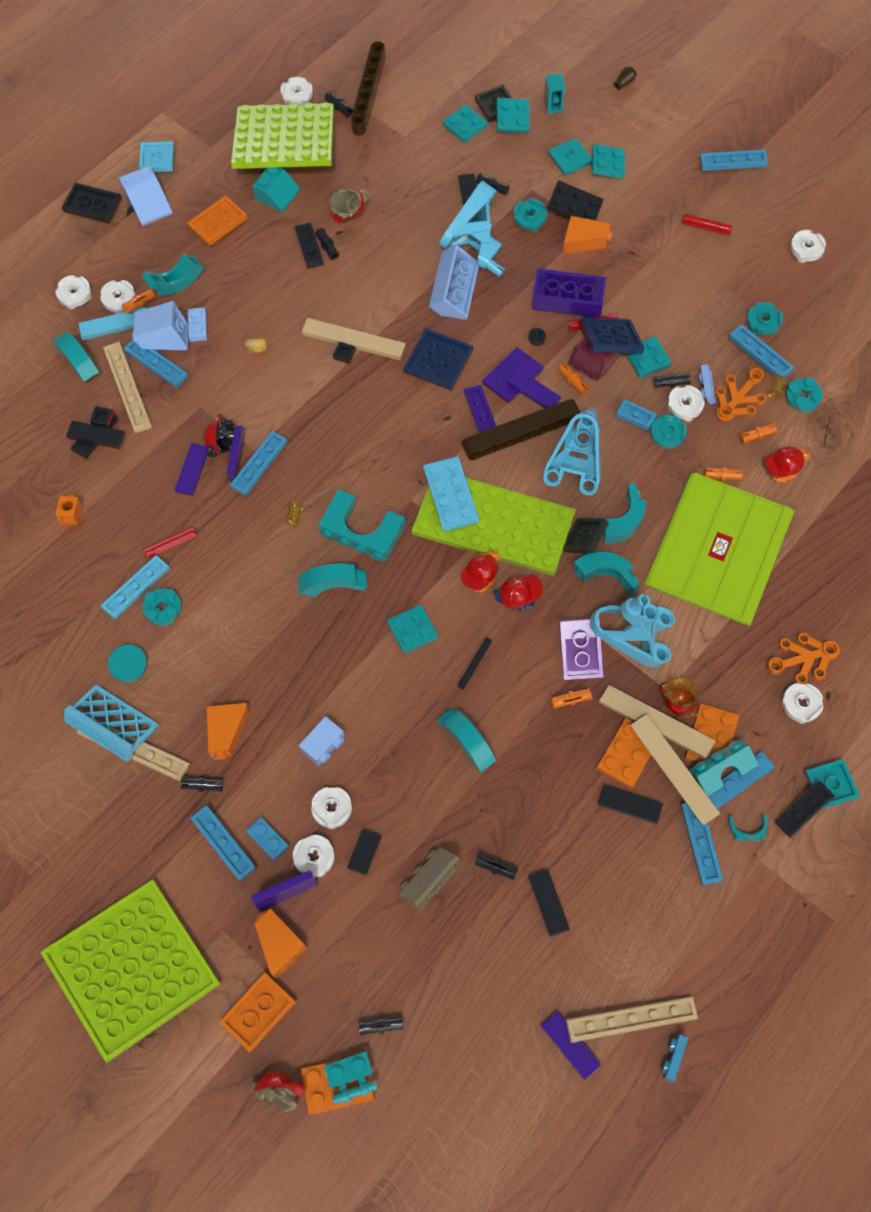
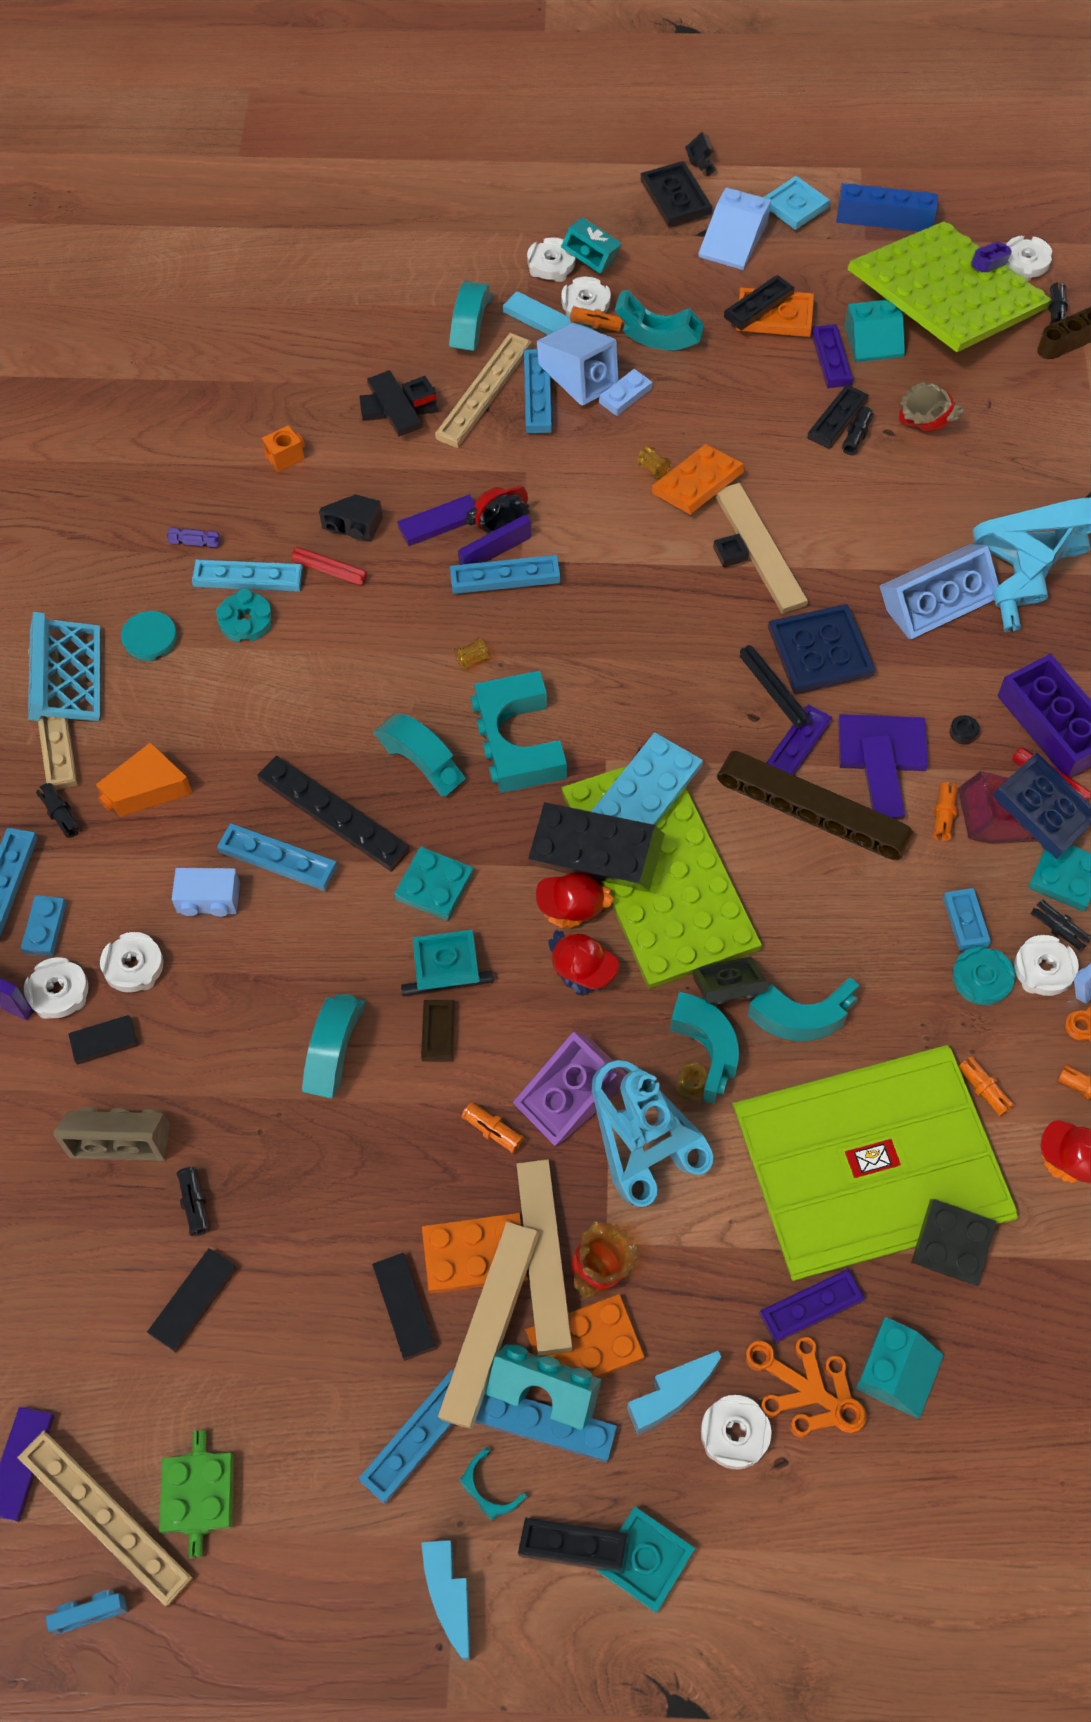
camera: 50 degrees right, 5 degrees down
(76, 171) = (699, 151): none -> black plate
(82, 596) = (193, 537): none -> dark purple axle
(88, 266) = (591, 245): none -> teal brick
(151, 508) = (353, 517): none -> black slope
(203, 122) = (886, 207): none -> blue slope
(207, 222) = (759, 302): none -> black tile
(269, 219) = (831, 356): none -> dark purple tile
(286, 105) = (991, 257): none -> dark purple beam
(286, 333) = (697, 478): none -> orange plate
(327, 648) = (333, 813): none -> black plate
(331, 692) = (277, 857): none -> dark azure plate
(442, 395) = (774, 687): none -> black axle
(464, 653) = (445, 959): none -> teal plate
(466, 537) = (597, 845): none -> black brick
(497, 686) = (438, 1031): none -> dark brown tile
(588, 468) = (822, 909): medium azure connector -> none
(616, 592) = (688, 1089): none -> clear yellow bush
(651, 966) = (197, 1493): none -> bright green plate
(765, 715) = (672, 1393): none -> medium azure slope
(768, 627) = (811, 1306): none -> dark purple tile
(786, 545) = (953, 1242): none -> pearl dark grey plate
(788, 882) = (448, 1594): none -> medium azure slope
(823, 613) = (899, 1368): none -> teal slope

